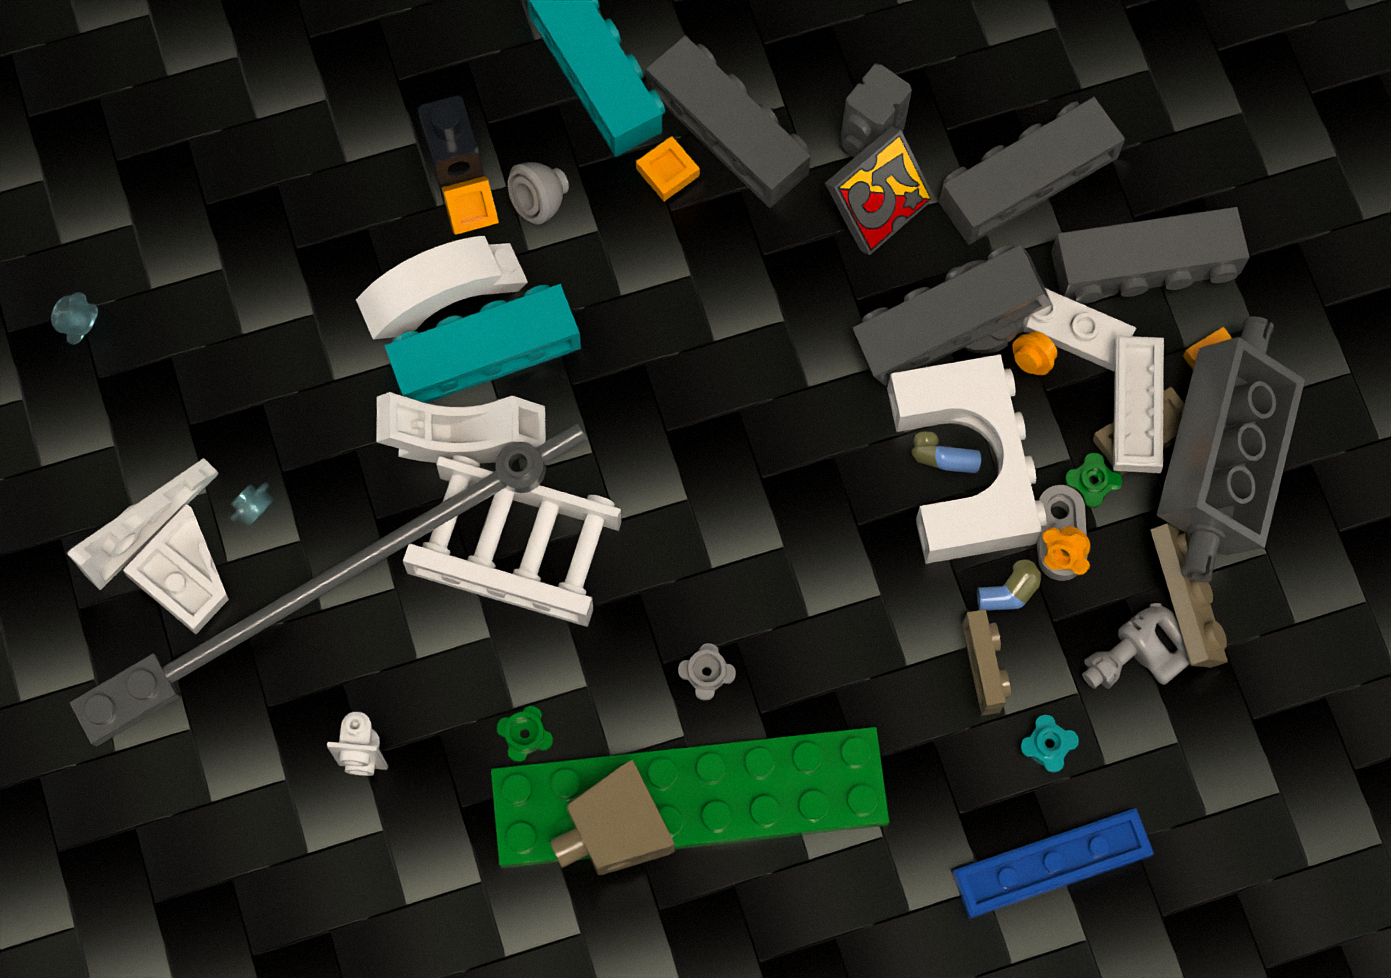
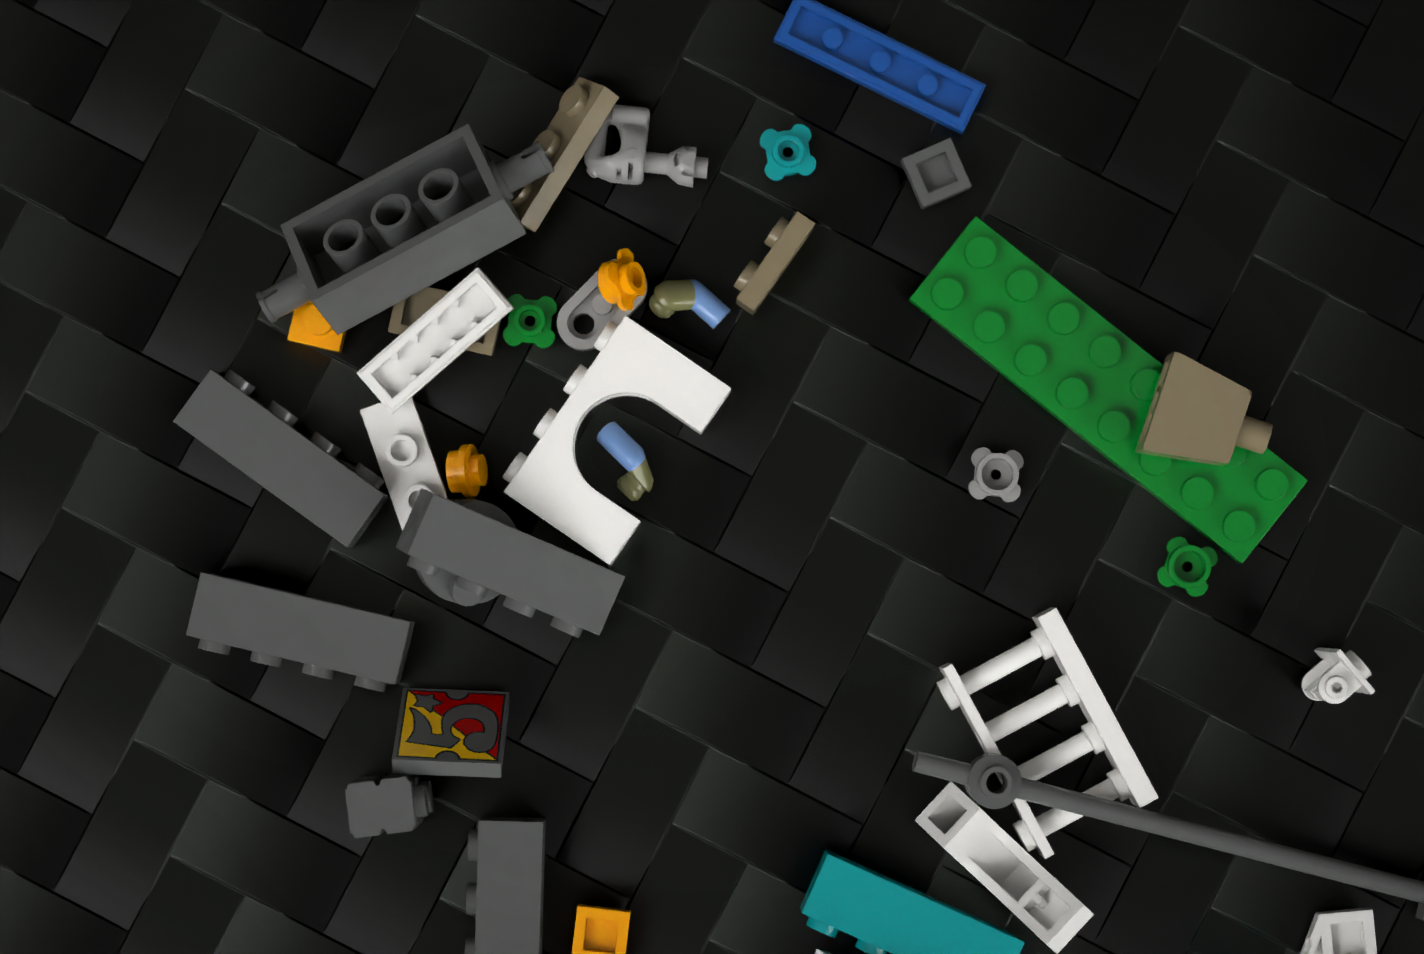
camera: 140 degrees left, 15 degrees up
(942, 824) = (936, 173): none -> dark grey plate

